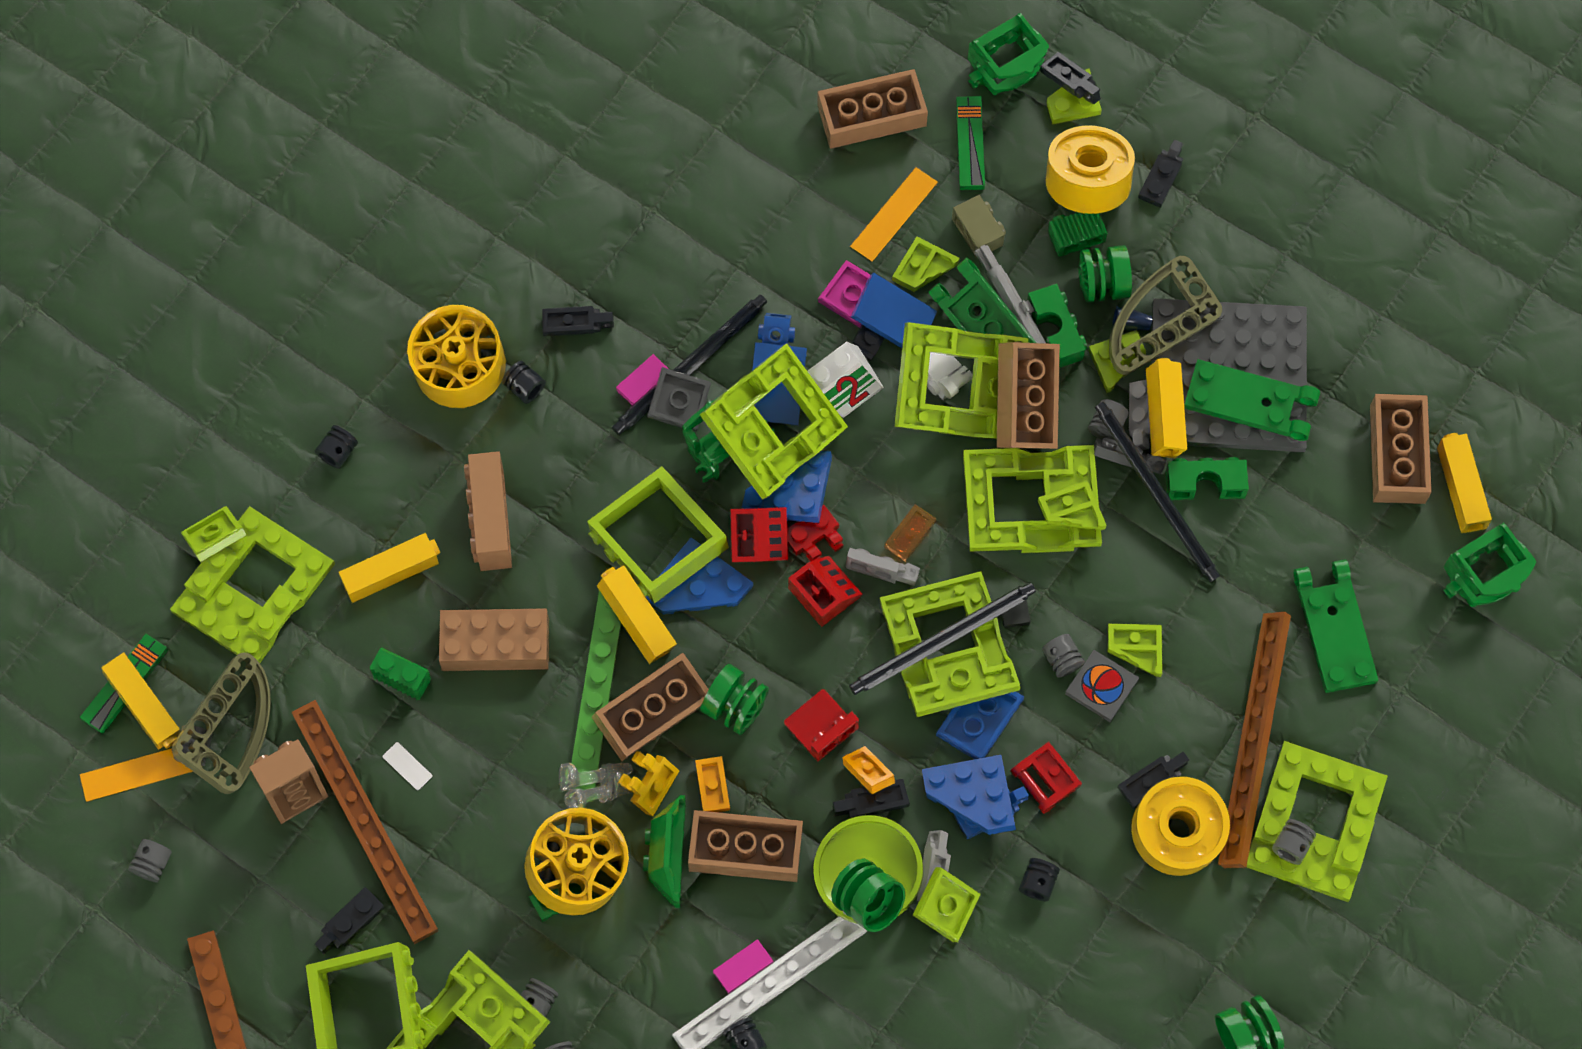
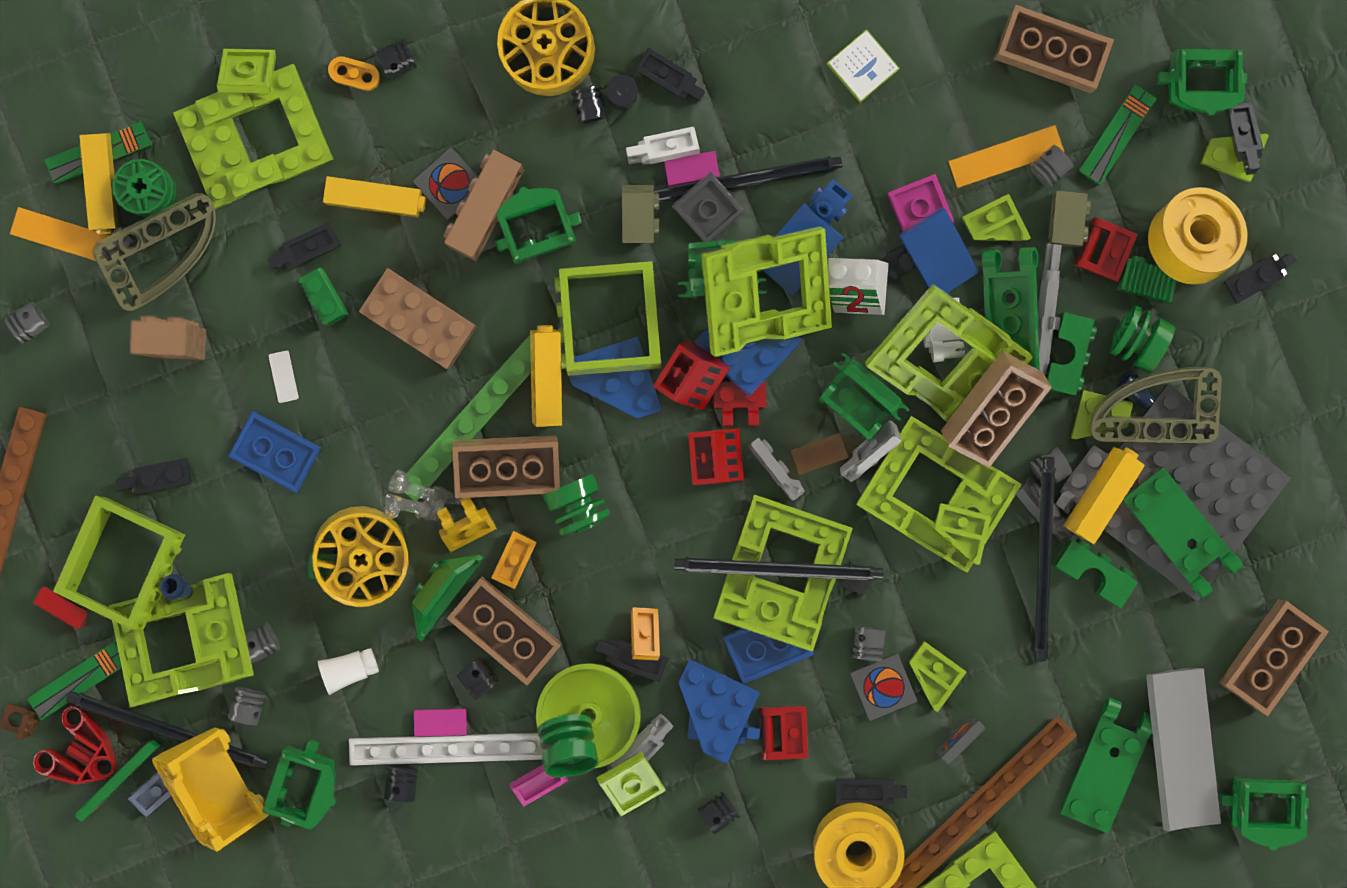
camera: 35 degrees right, 20 degrees up
(185, 695) = (156, 197): none -> green wheel
(306, 479) = (355, 73): none -> light orange plate
(357, 645) = (306, 247): none -> black hinge
(365, 822) = (218, 402): dark orange plate -> none
(430, 993) = (175, 587): none -> dark blue cone
(441, 832) = (274, 452): none -> blue tile
(445, 519) = (446, 182): none -> tile
(527, 484) = (529, 202): none -> green animal
(544, 355) = (622, 92): none -> black piece
(609, 376) = (664, 147): none -> white hinge
(624, 437) = (638, 213): none -> olive brick
(629, 972) = (347, 669): none -> white plant
(728, 217) = (863, 66): none -> white tile
(749, 904) = (483, 681): none -> black piece
(821, 724) = (634, 567): red bracket -> none
(865, 960) = (535, 785): none -> dark pink tile
(910, 475) = (855, 406): none -> green animal
(935, 195) = (1051, 166): none -> dark grey piece
(951, 500) = (871, 451): none -> light grey hinge
(1034, 229) = (1114, 251): none -> red plate
(1197, 679) = (960, 739): none -> dark grey tile
(1386, 568) = (1183, 748): none -> light grey arch
(1464, 483) = (1304, 718): yellow brick -> none

